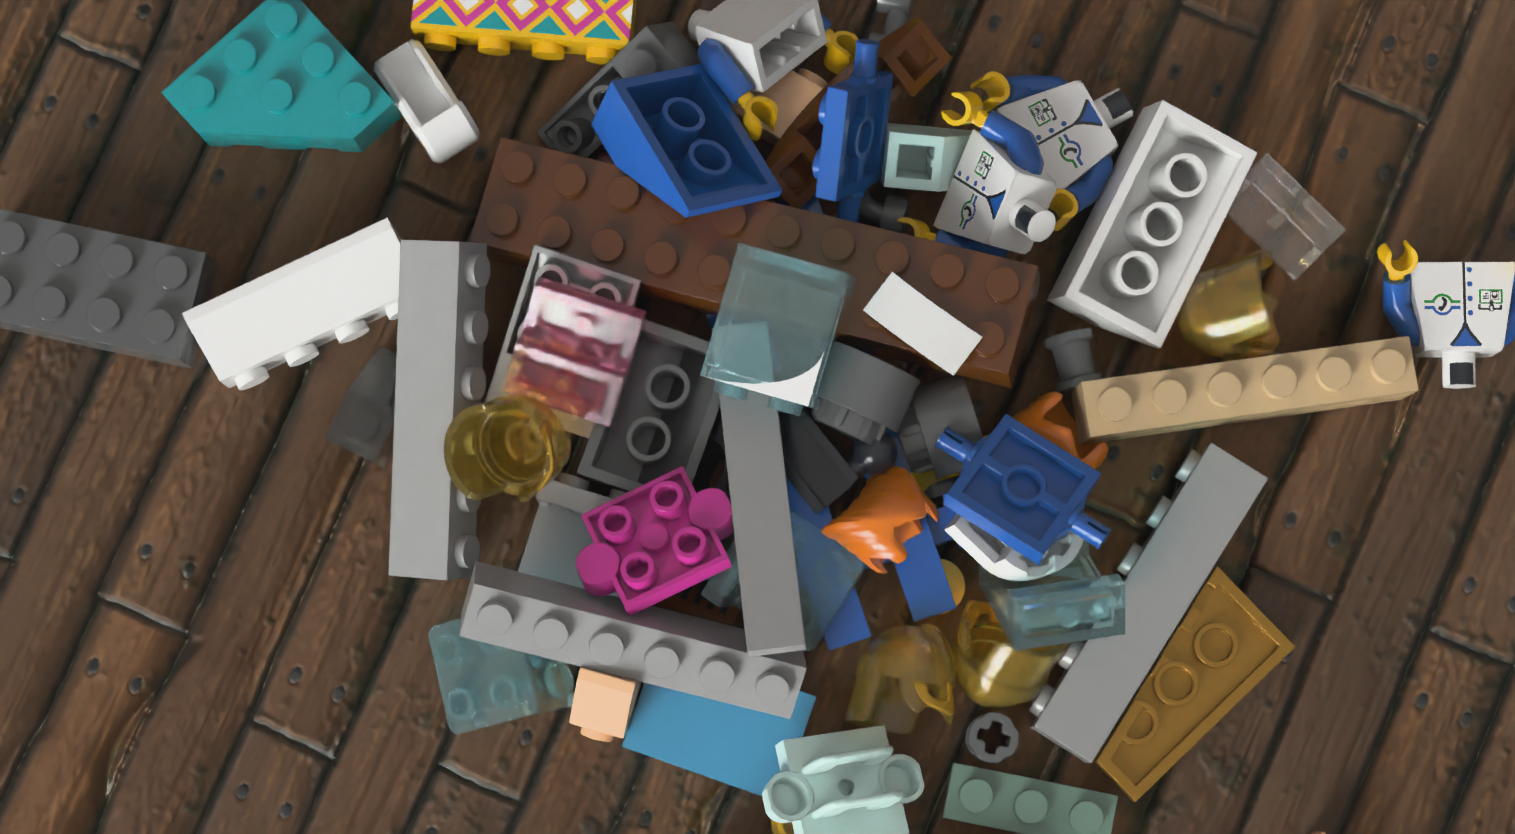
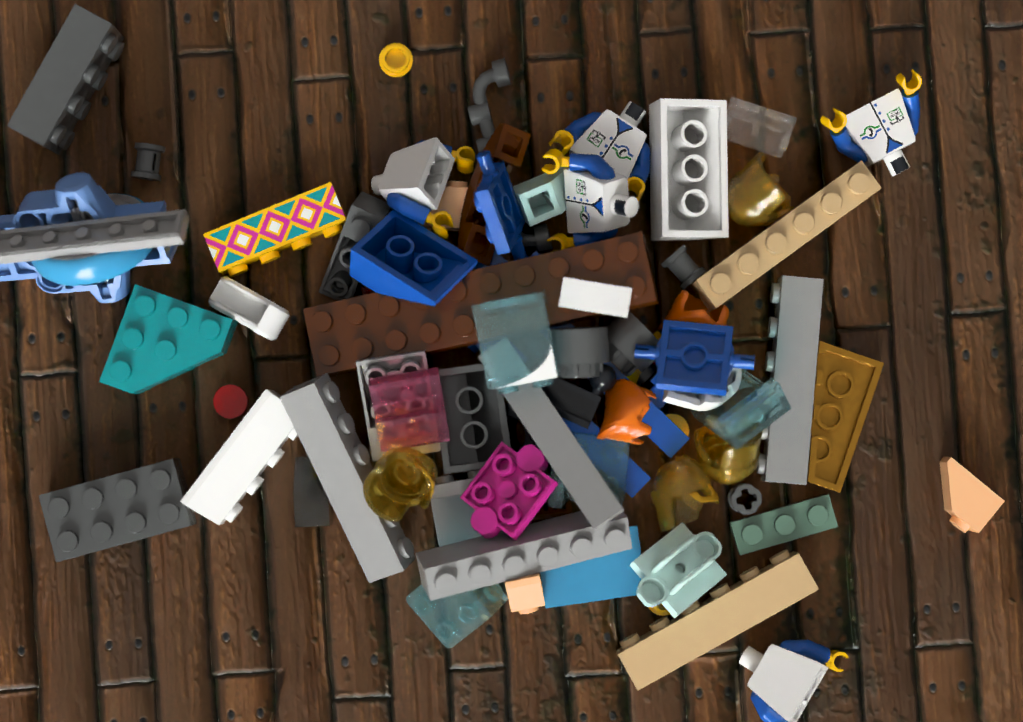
camera: 40 degrees left, 5 degrees up
(330, 218) = (231, 401): none -> red tile

